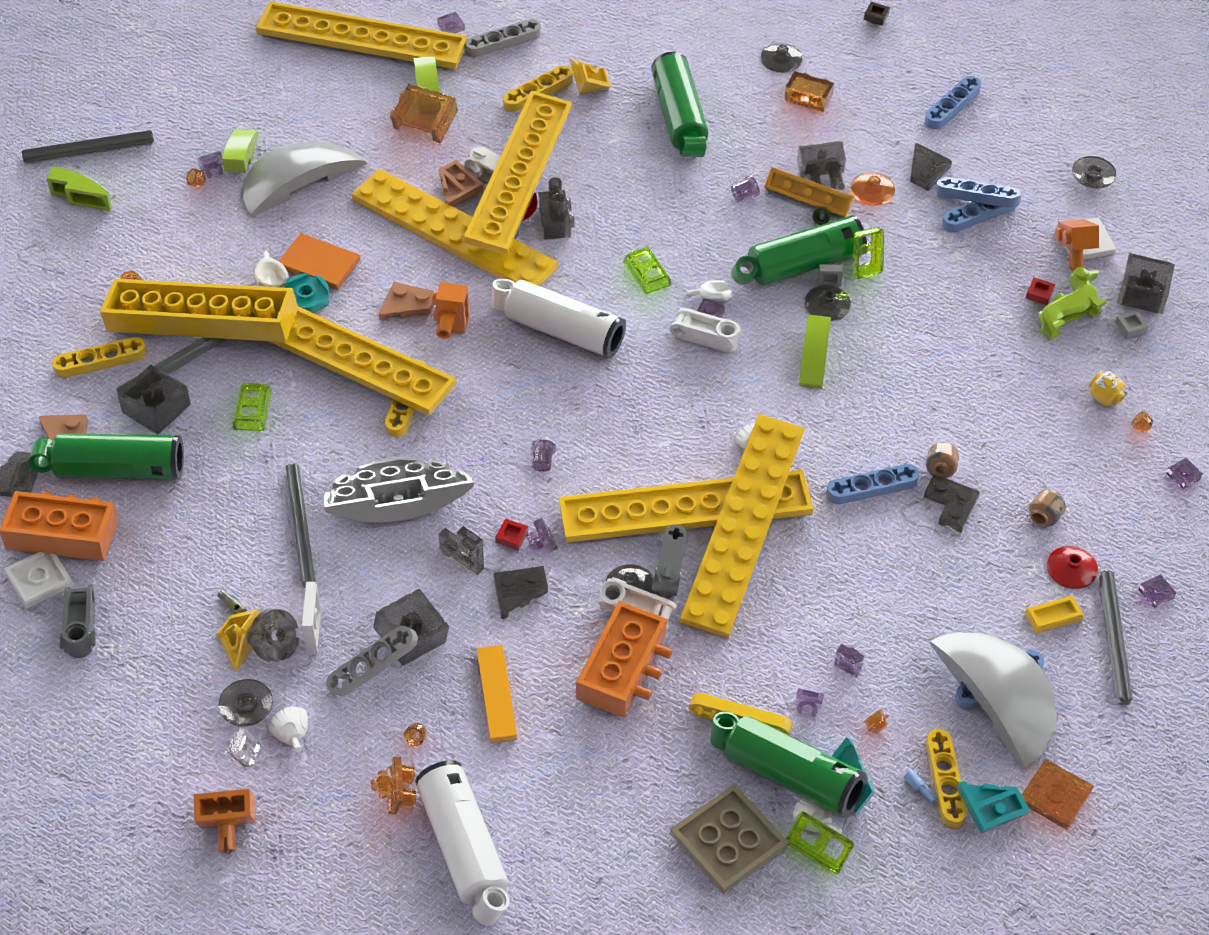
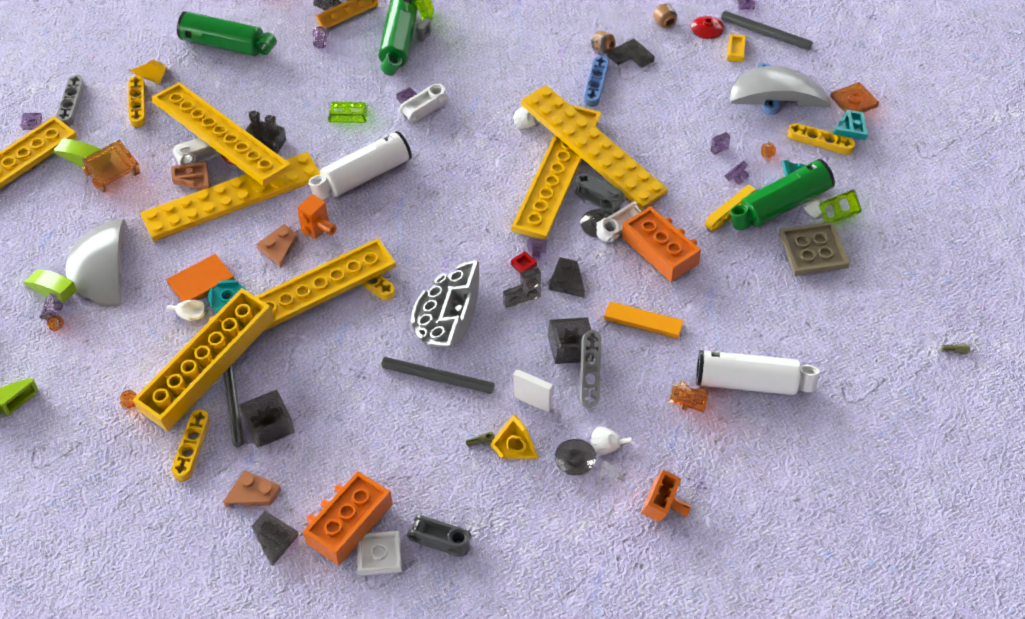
camera: 60 degrees left, 0 degrees up
(109, 456) = (303, 463): green piece -> none
(261, 635) = (534, 420): clear smoke plate -> none
(262, 403) = (303, 370): clear neon green piece -> none
(411, 732) = (653, 369): clear orange hinge -> none
(542, 454) = (469, 222): clear purple bush -> none
(713, 291) = (393, 87): white piece -> none
(814, 351) = (479, 61): lime slope -> none
(816, 215) = (370, 11): hinge -> none
(828, 302) = (440, 42): clear smoke dish -> none
(919, 785) = (819, 152): light blue pin -> none

